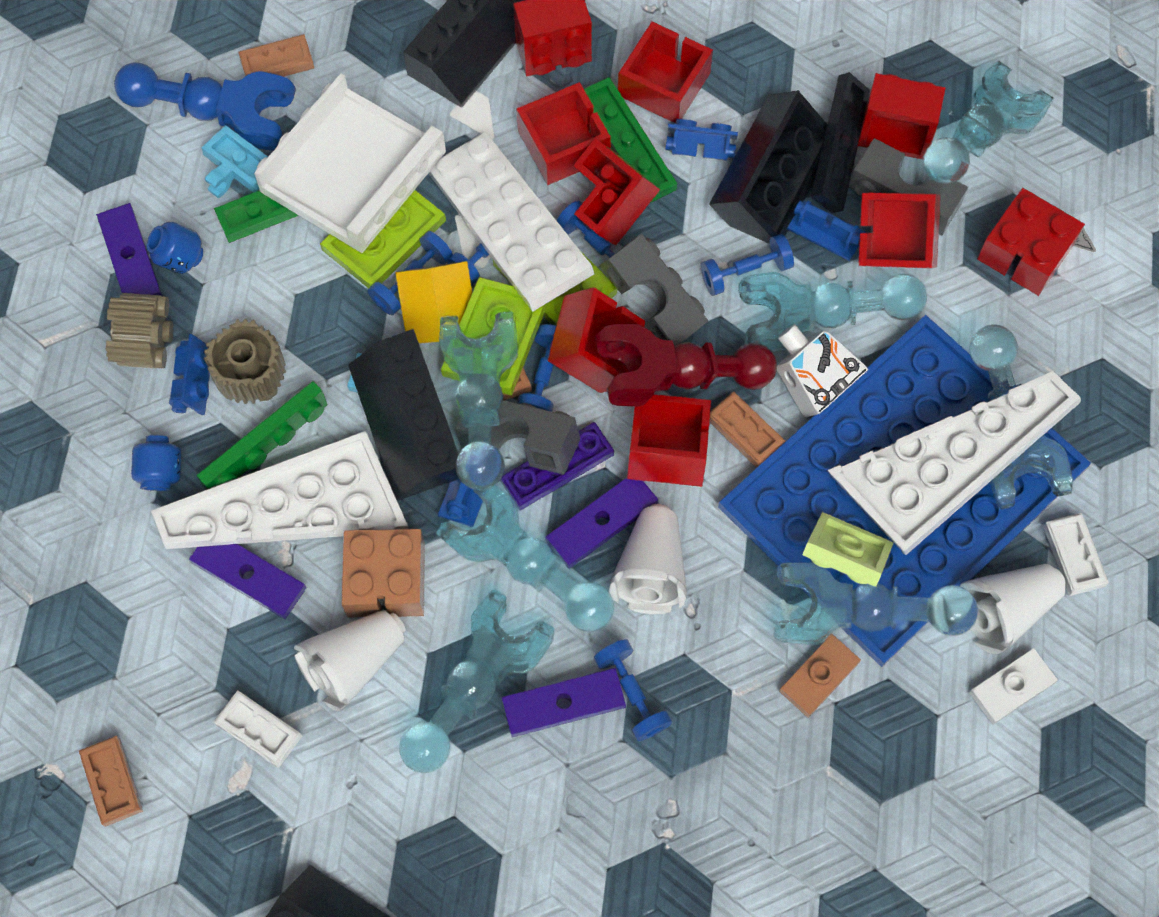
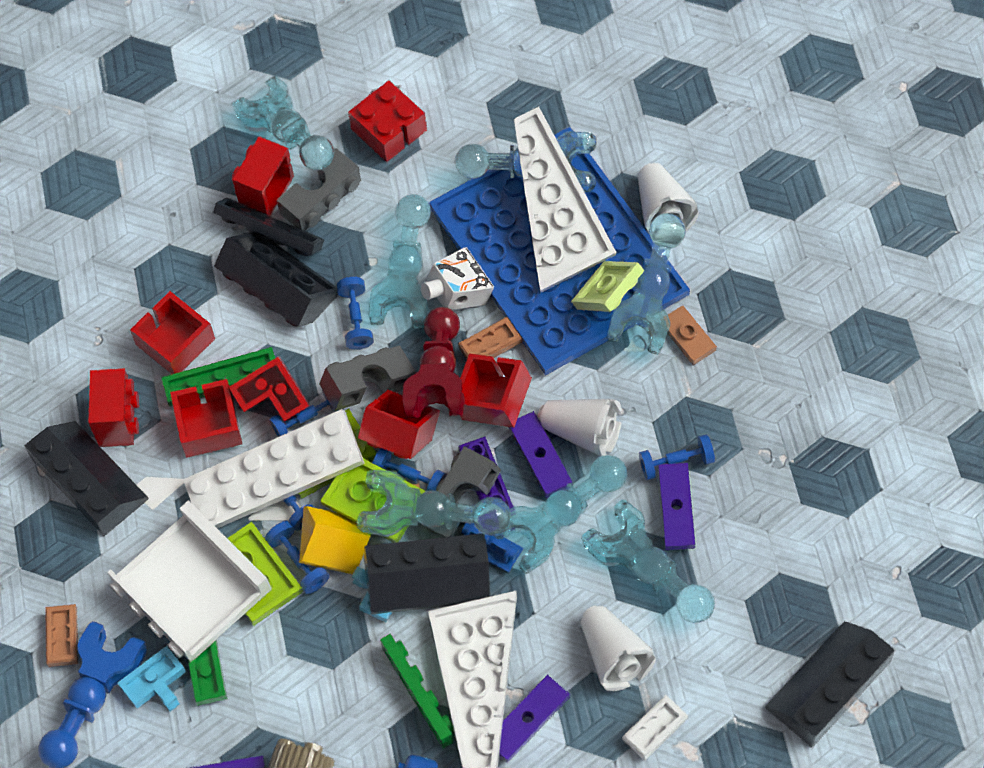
camera: 75 degrees left, 5 degrees down
(175, 247) = (226, 736): blue head -> none
(193, 388) = (356, 744): blue hinge -> none
(245, 362) = (349, 708): dark tan brick -> none
(383, 567) = (550, 614): nougat piece -> none
(688, 136) = (239, 313): blue hinge -> none
(825, 230) = (338, 253): blue hinge -> none
(903, 230) = (362, 198): red piece -> none
(1013, 686) = (719, 216): white plate -> none
(1075, 554) = (632, 154): white plate -> none

